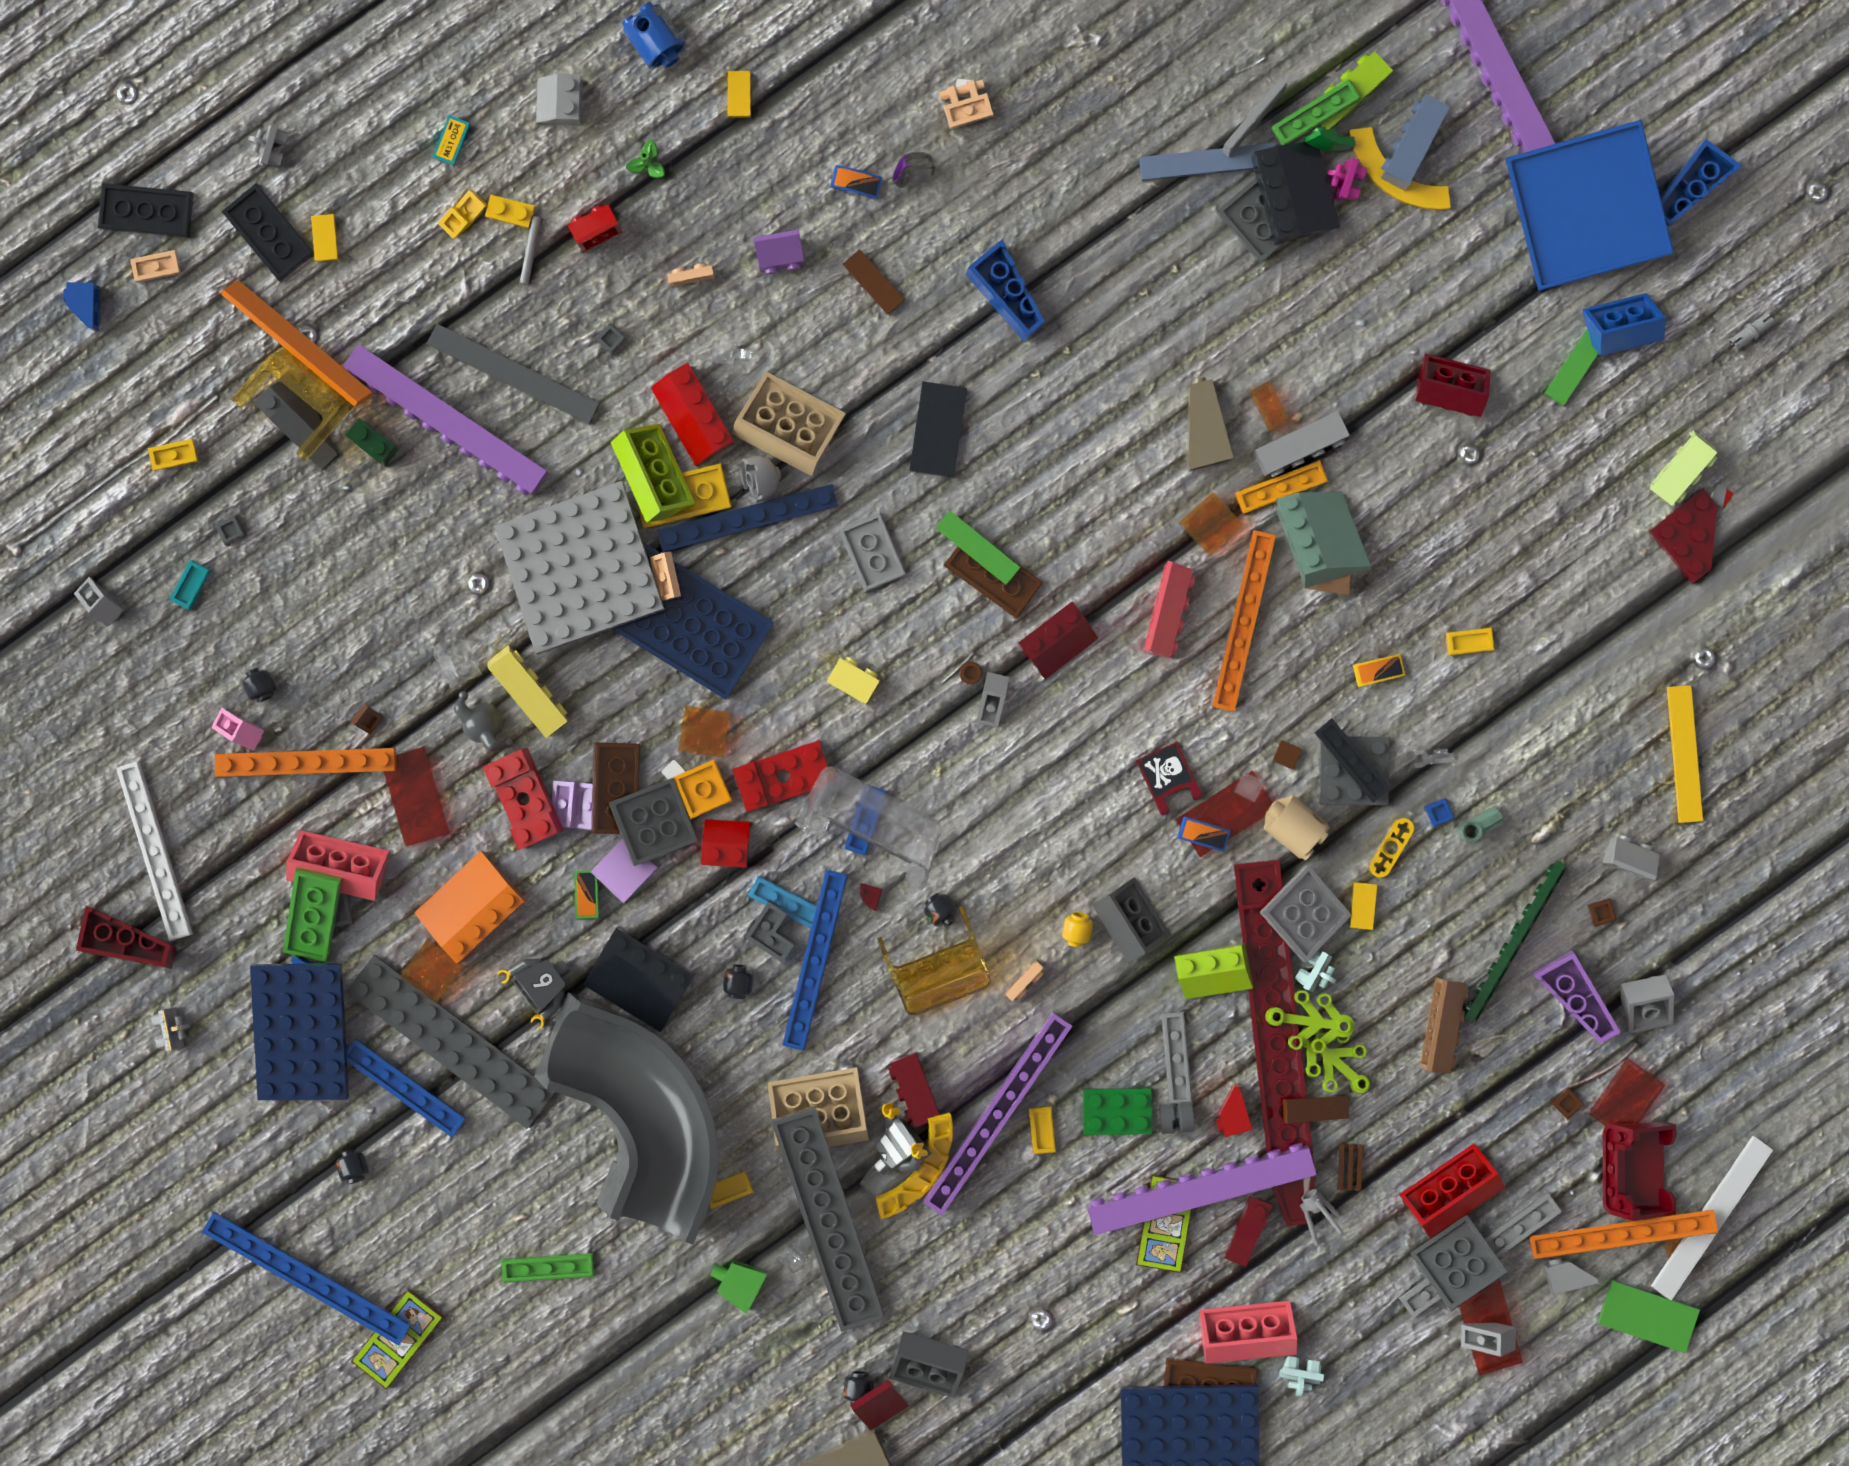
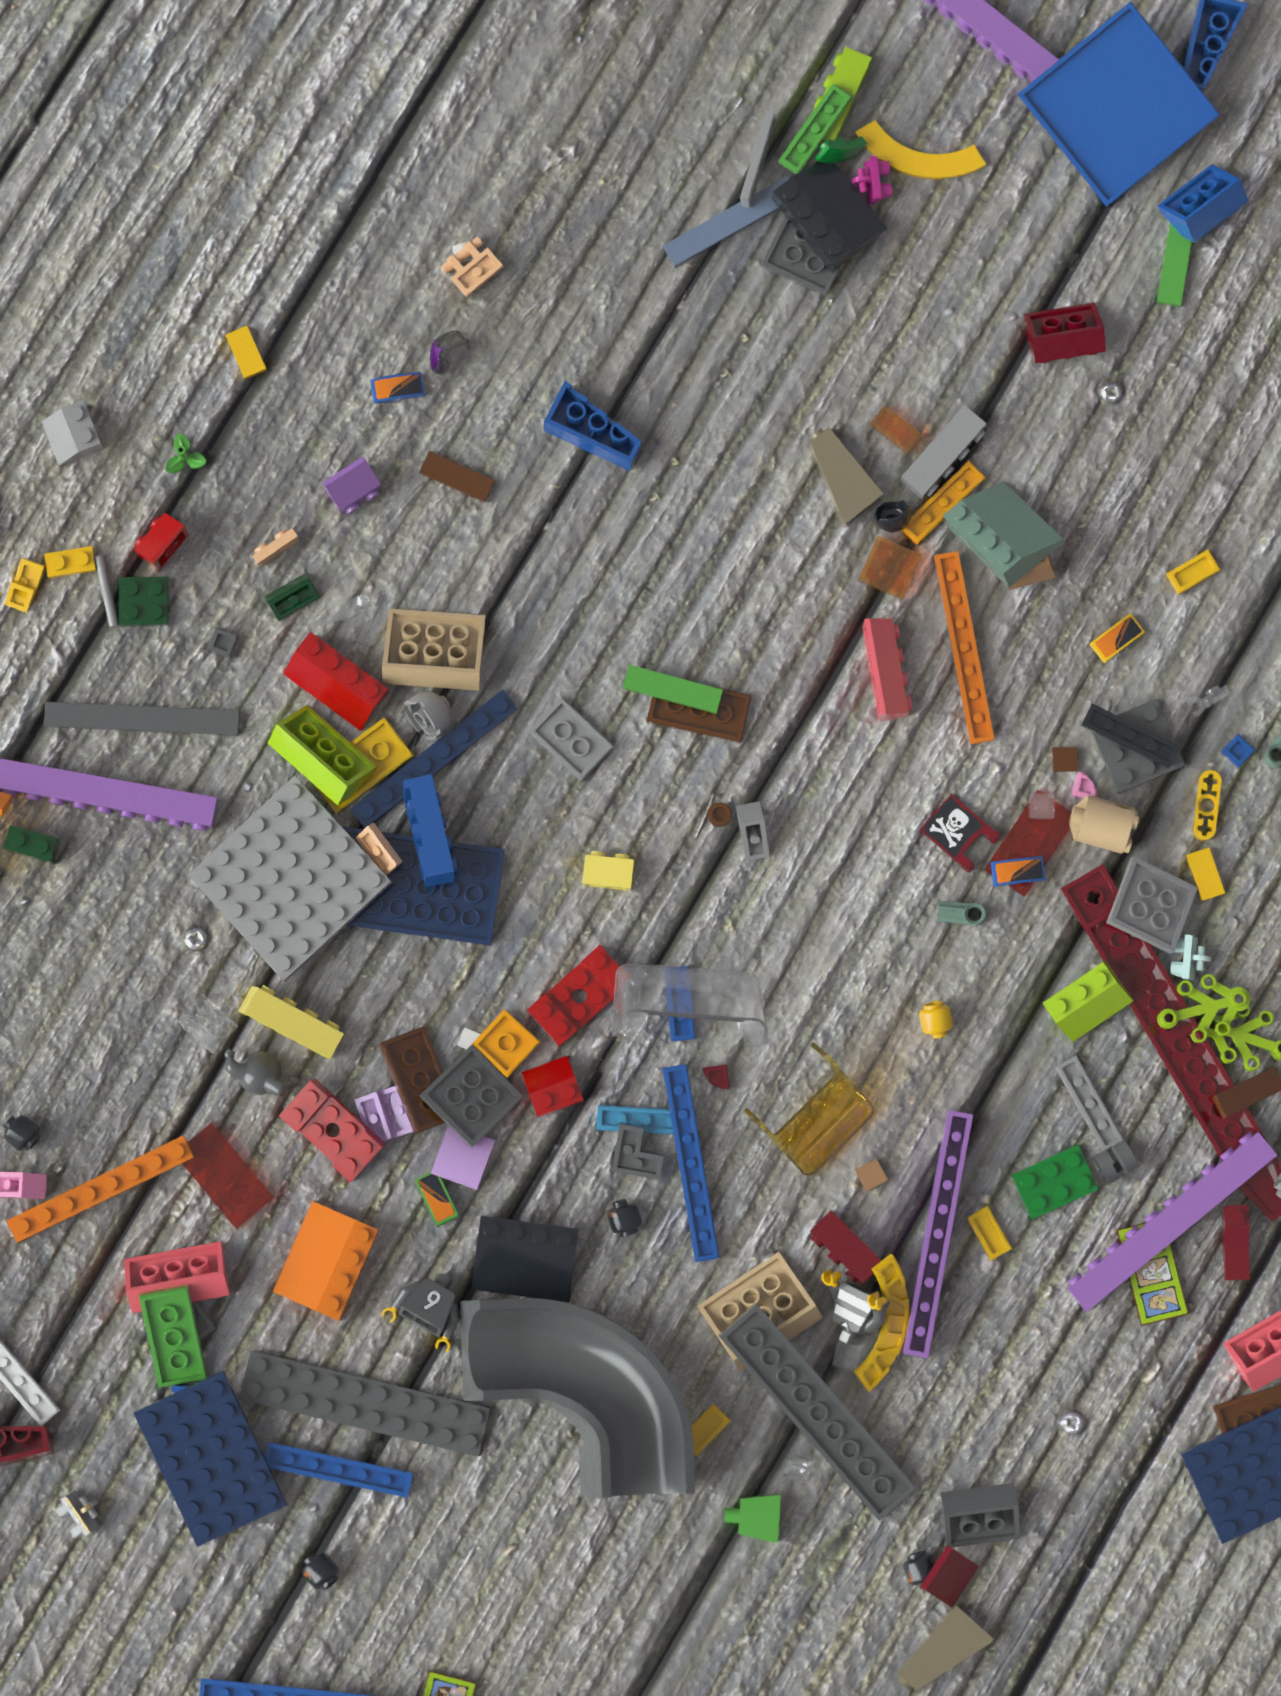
camera: 25 degrees left, 5 degrees down
(367, 719) = (143, 1119): reddish brown plate -> none
(431, 971) = (315, 1341): clear orange plate -> none
(548, 1267) = (559, 1587): bright green tile -> none
(558, 273) = (143, 601): none -> dark green plate
(658, 43) = (148, 334): blue cylinder -> none
(687, 324) = (292, 596): none -> dark green slope
(704, 731) = (482, 986): clear orange plate -> none
(714, 578) = (428, 831): none -> blue wedge
(938, 429) = (583, 592): black tile -> none
(940, 910) = (793, 1059): black head -> none
(964, 1037) = (871, 1175): none -> medium nougat tile
(1018, 989) = (904, 1103): light nougat plate -> none
(1058, 640) = (791, 745): dark red slope -> none
(1131, 920) = (984, 987): dark grey slope -> none
(1136, 846) = (957, 913): none -> sand green piece
(1233, 480) = (892, 516): none -> black hair
(1233, 1114) = (1169, 1133): red slope -> none
(1293, 785) = (1083, 786): none -> bright pink tile
(1415, 141) = (923, 116): sand blue brick -> none

